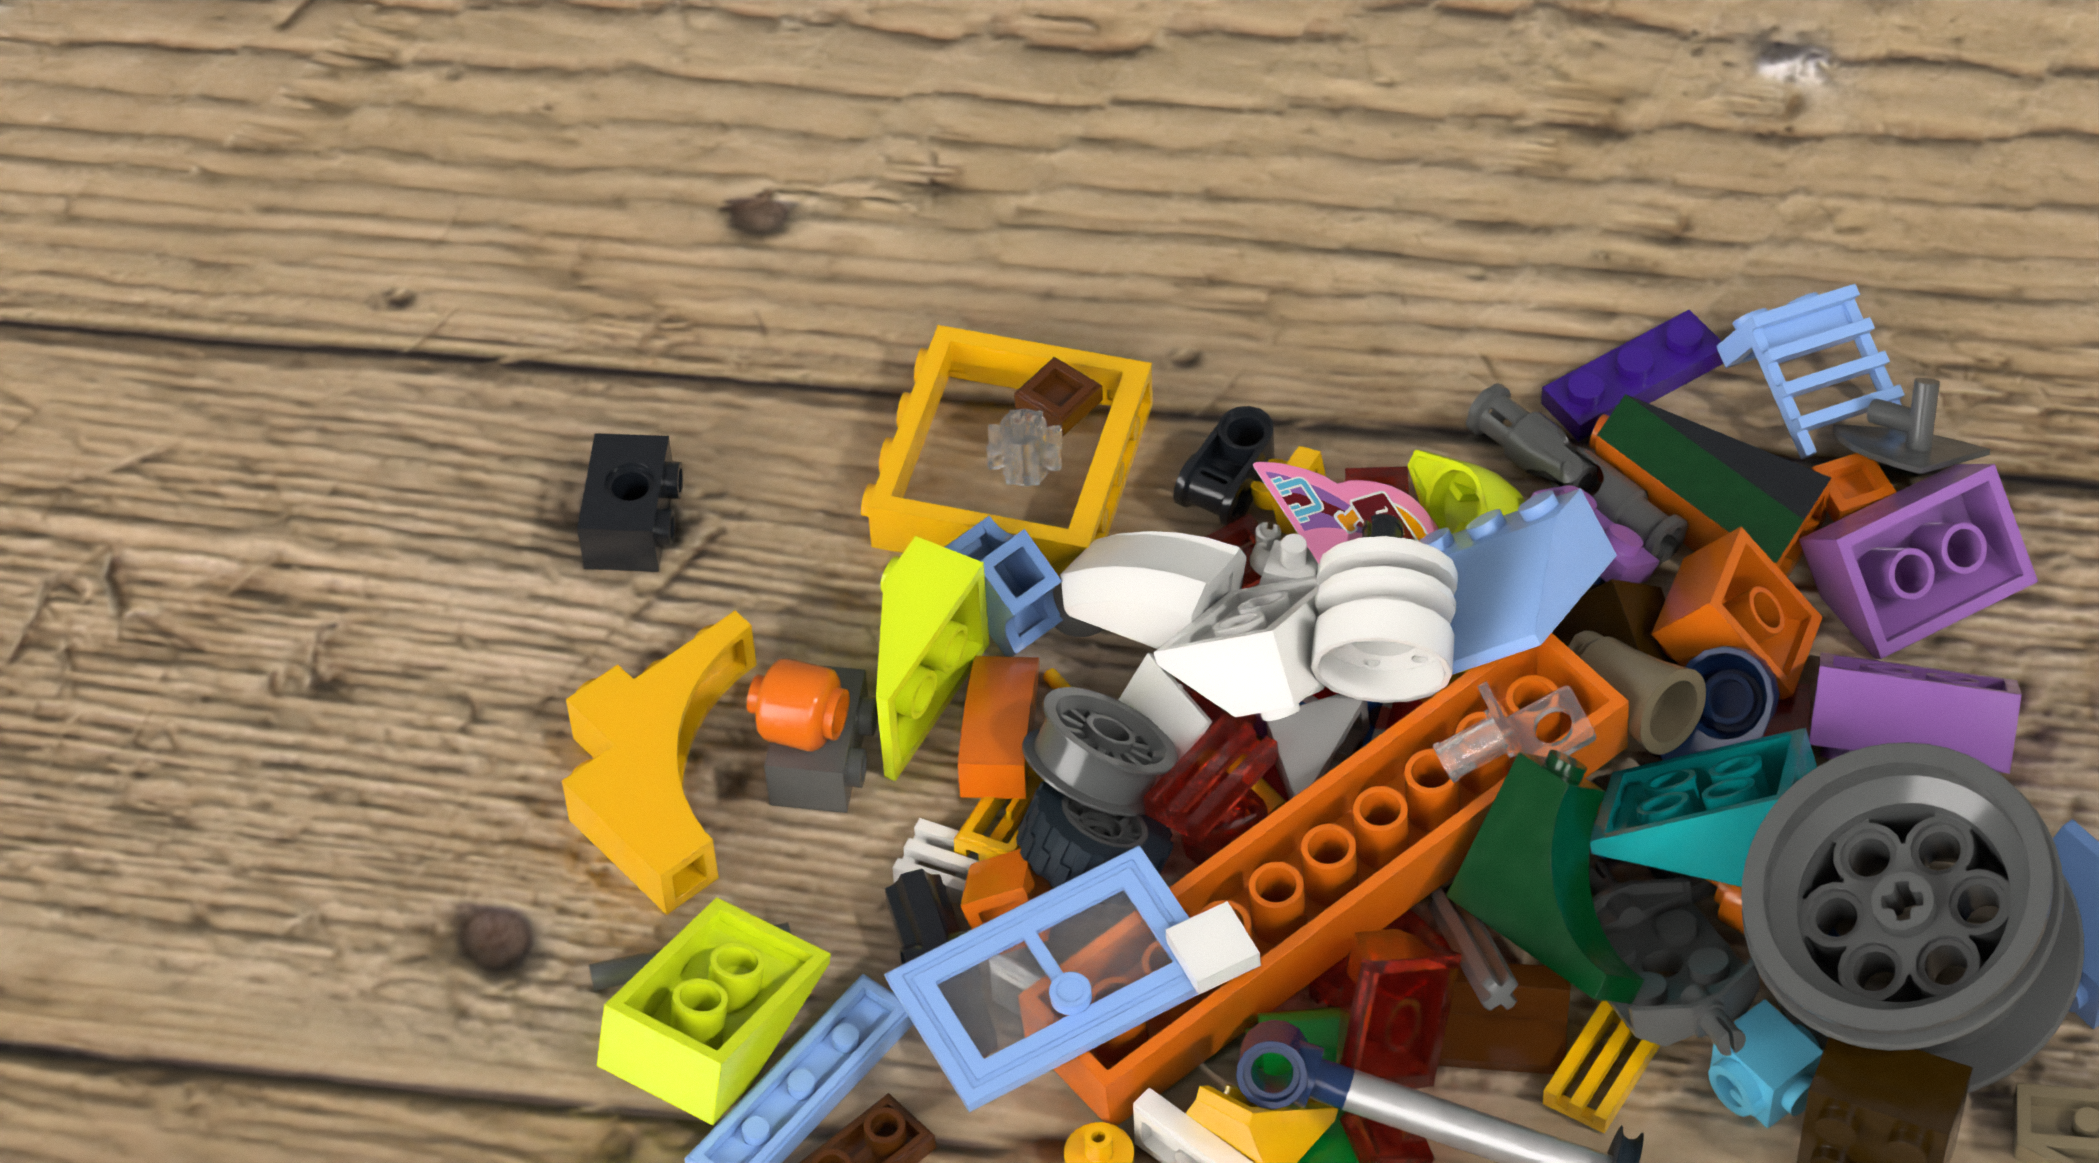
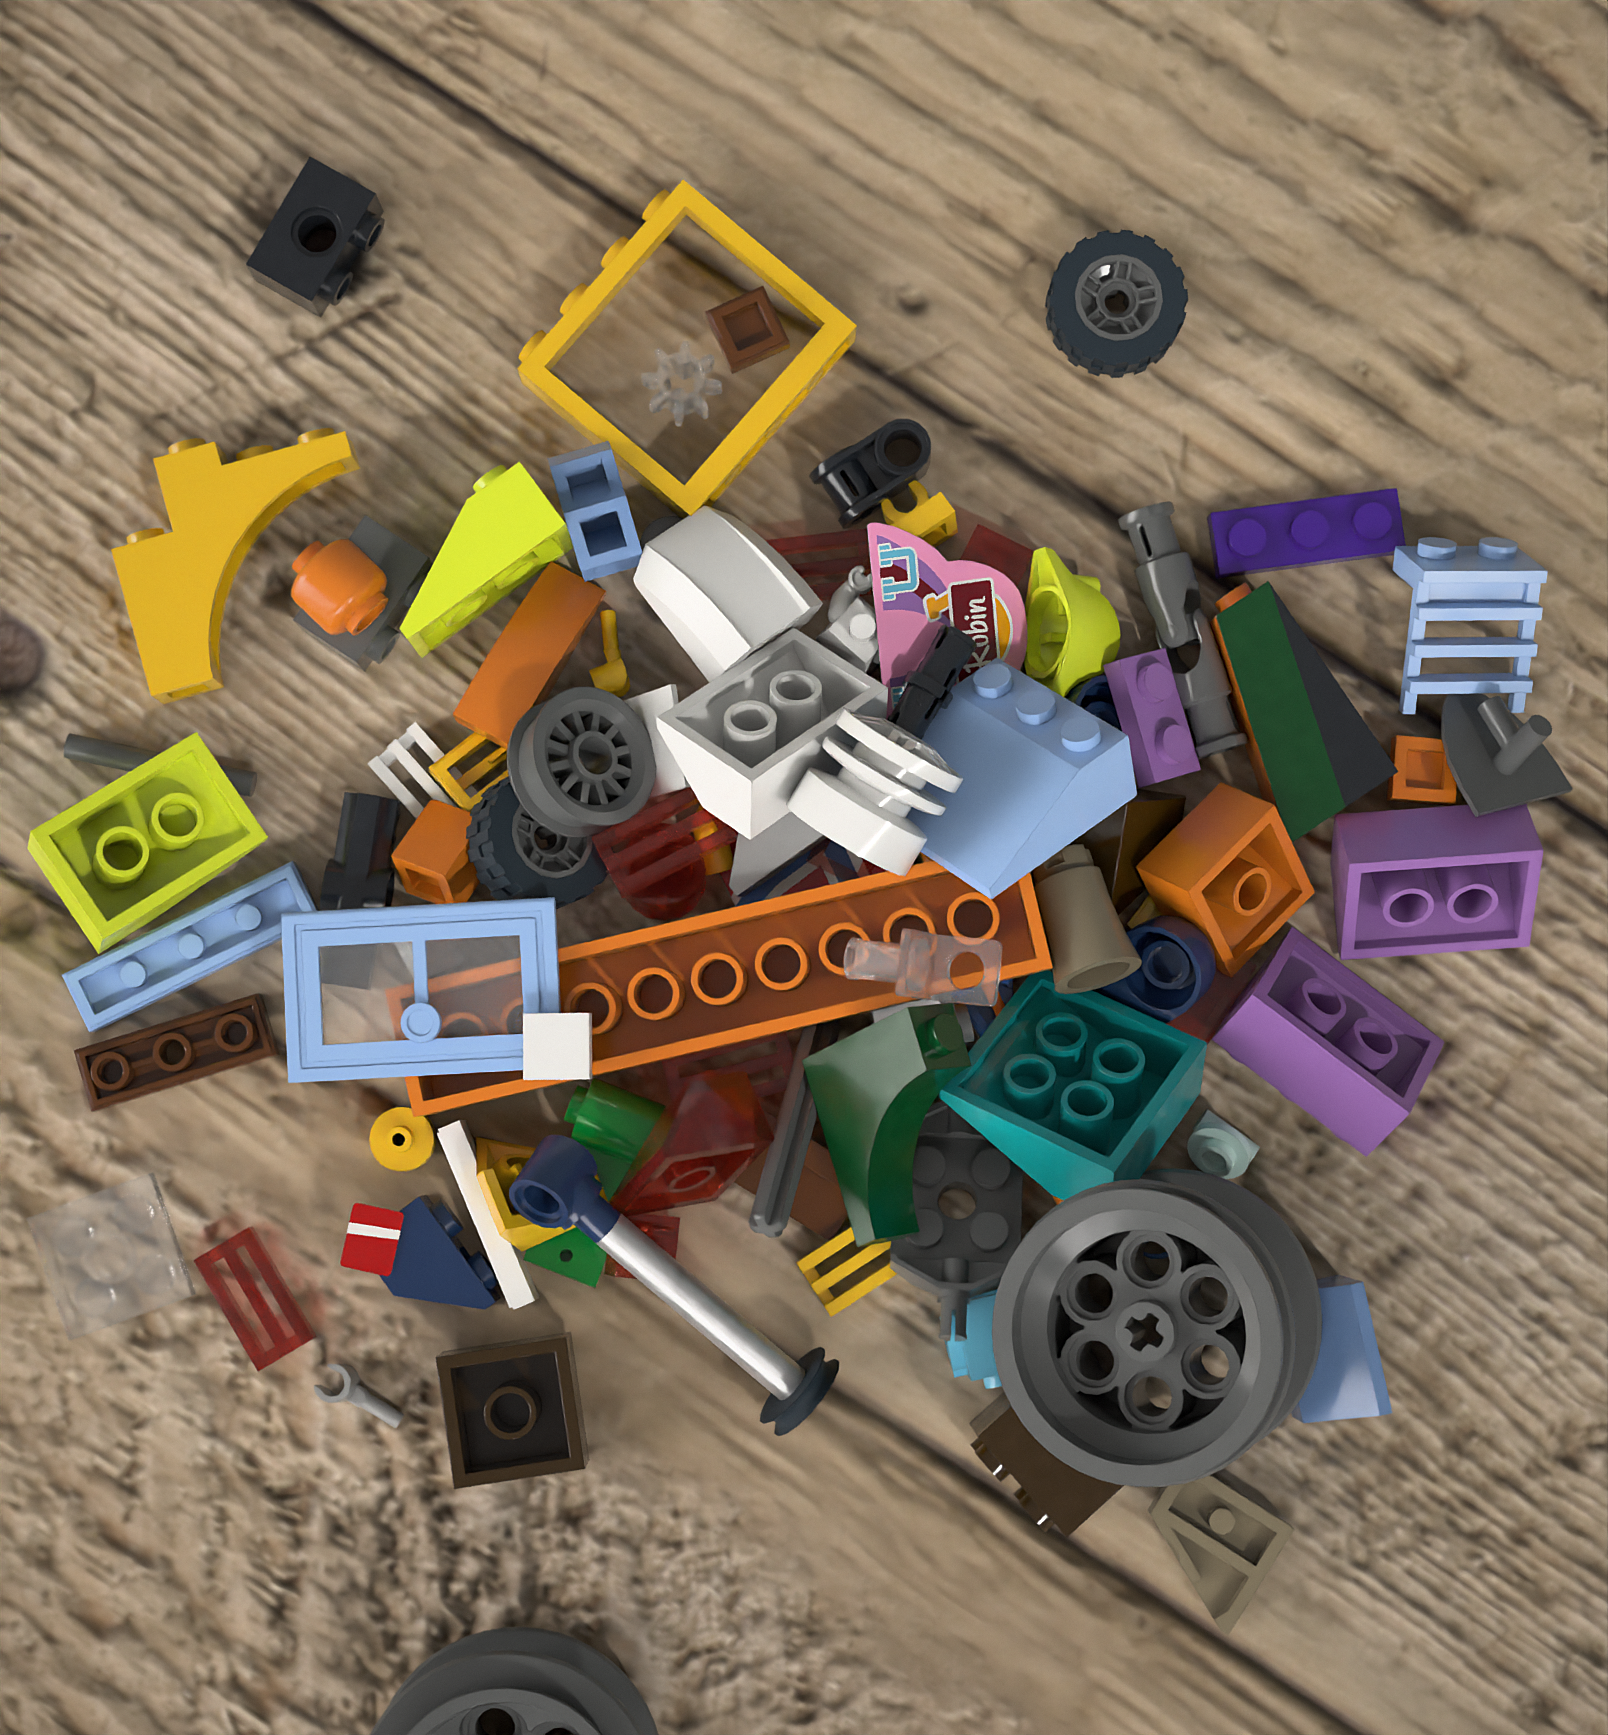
camera: 15 degrees right, 35 degrees up
(1364, 282) = (1096, 273): none -> black wheel

